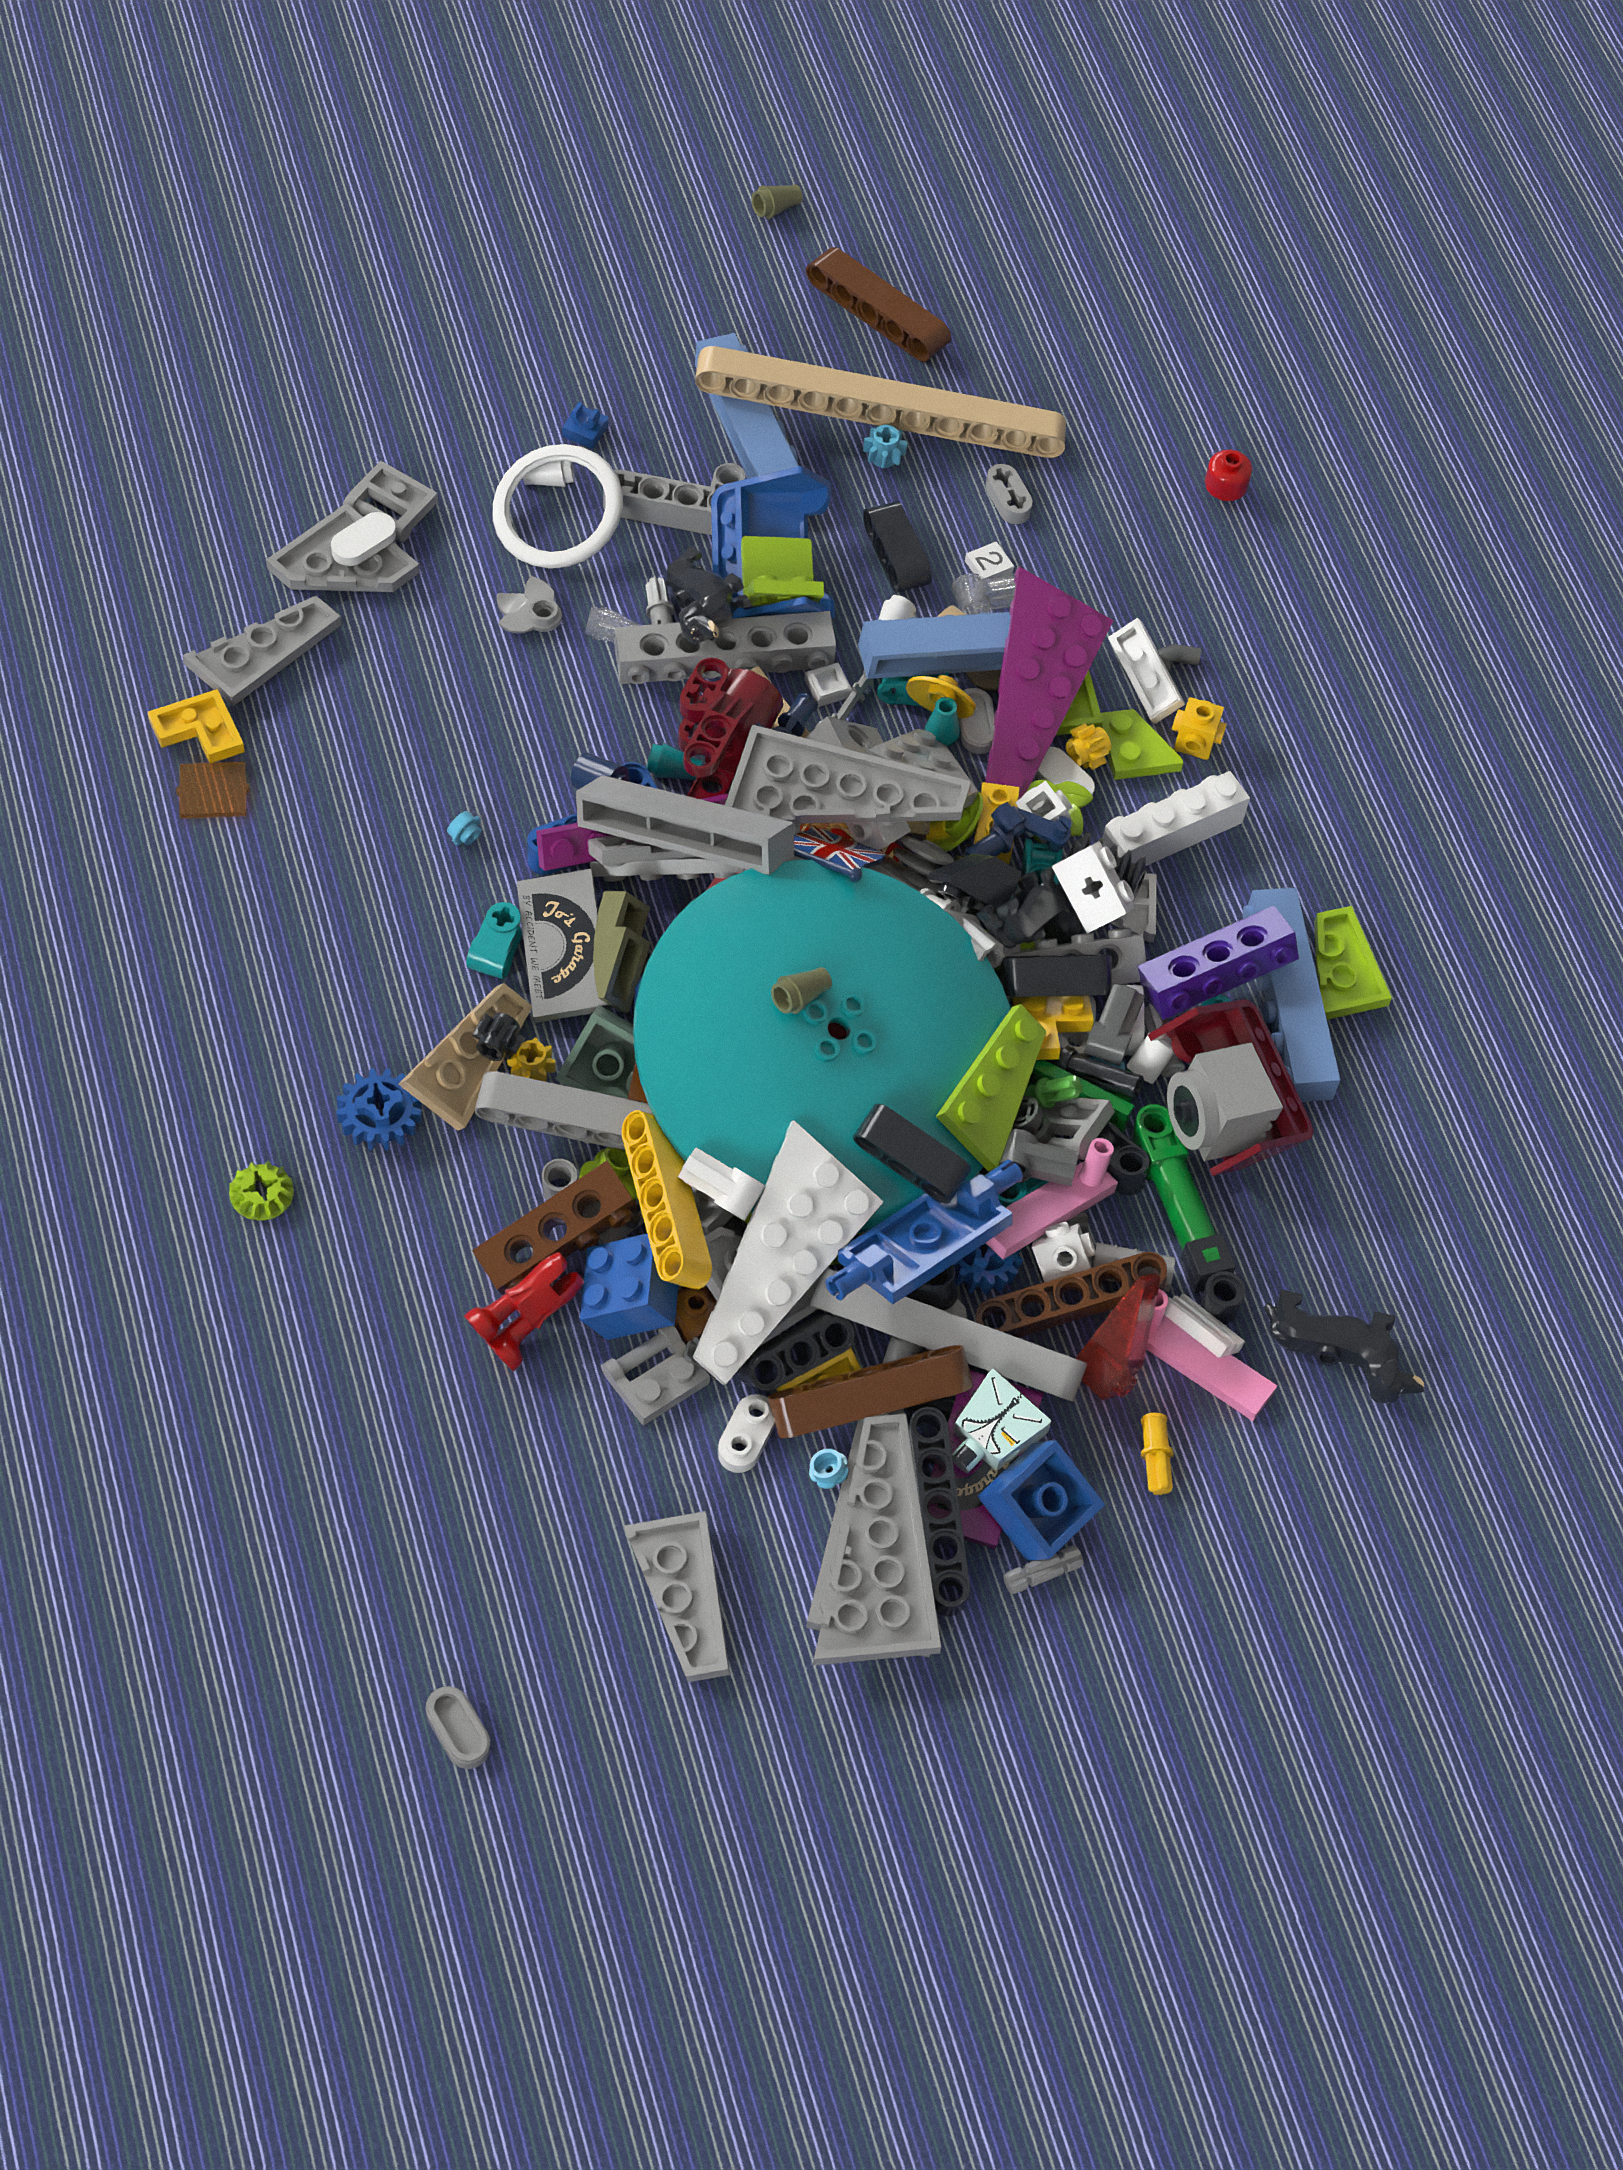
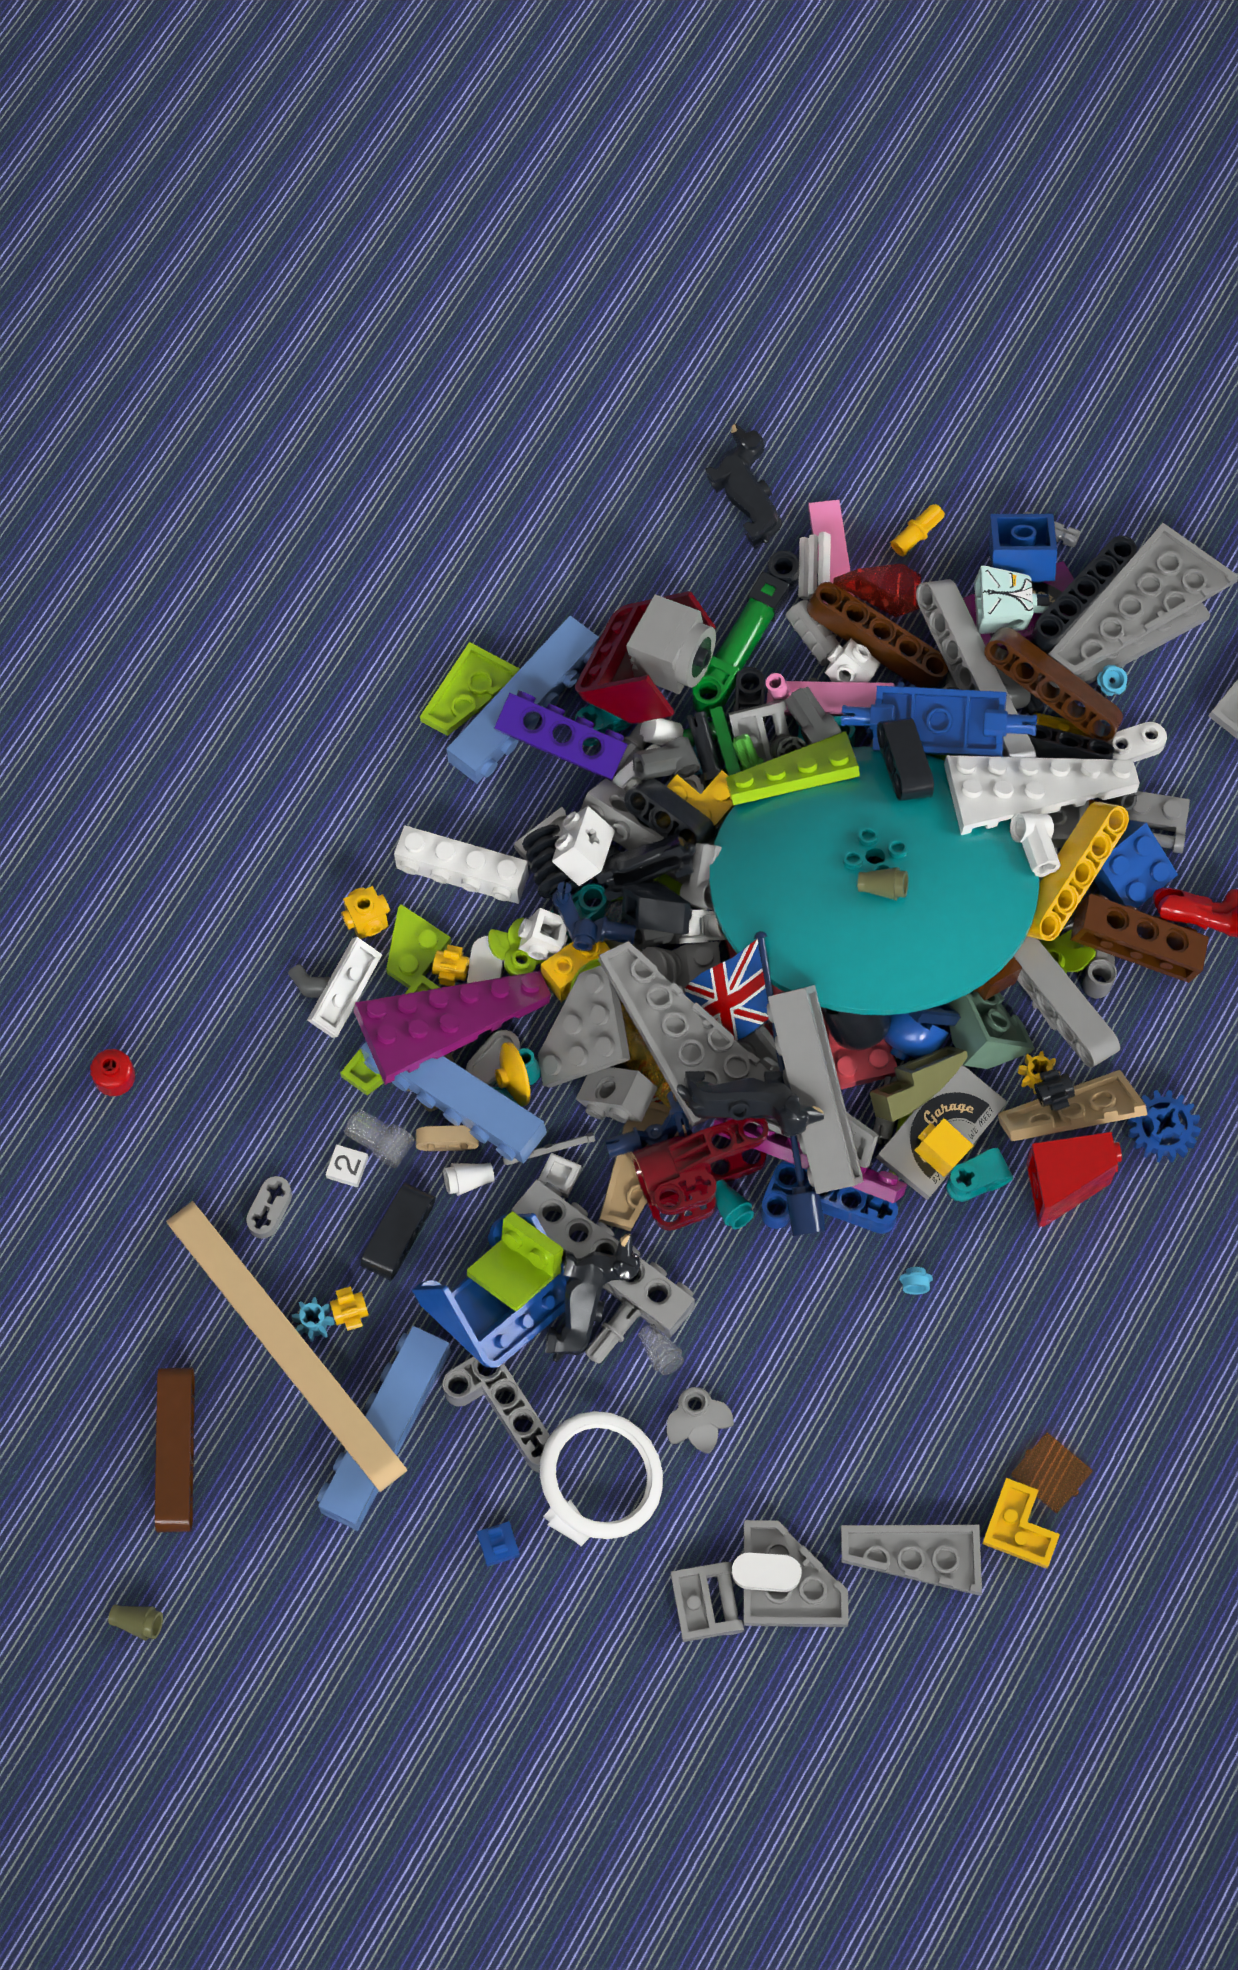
camera: 125 degrees left, 10 degrees up
(420, 990) = (1070, 1172): none -> red slope
(543, 912) = (942, 1146): none -> yellow brick
(726, 758) = (748, 1099): none -> black animal
(868, 470) = (349, 1308): none -> yellow gear

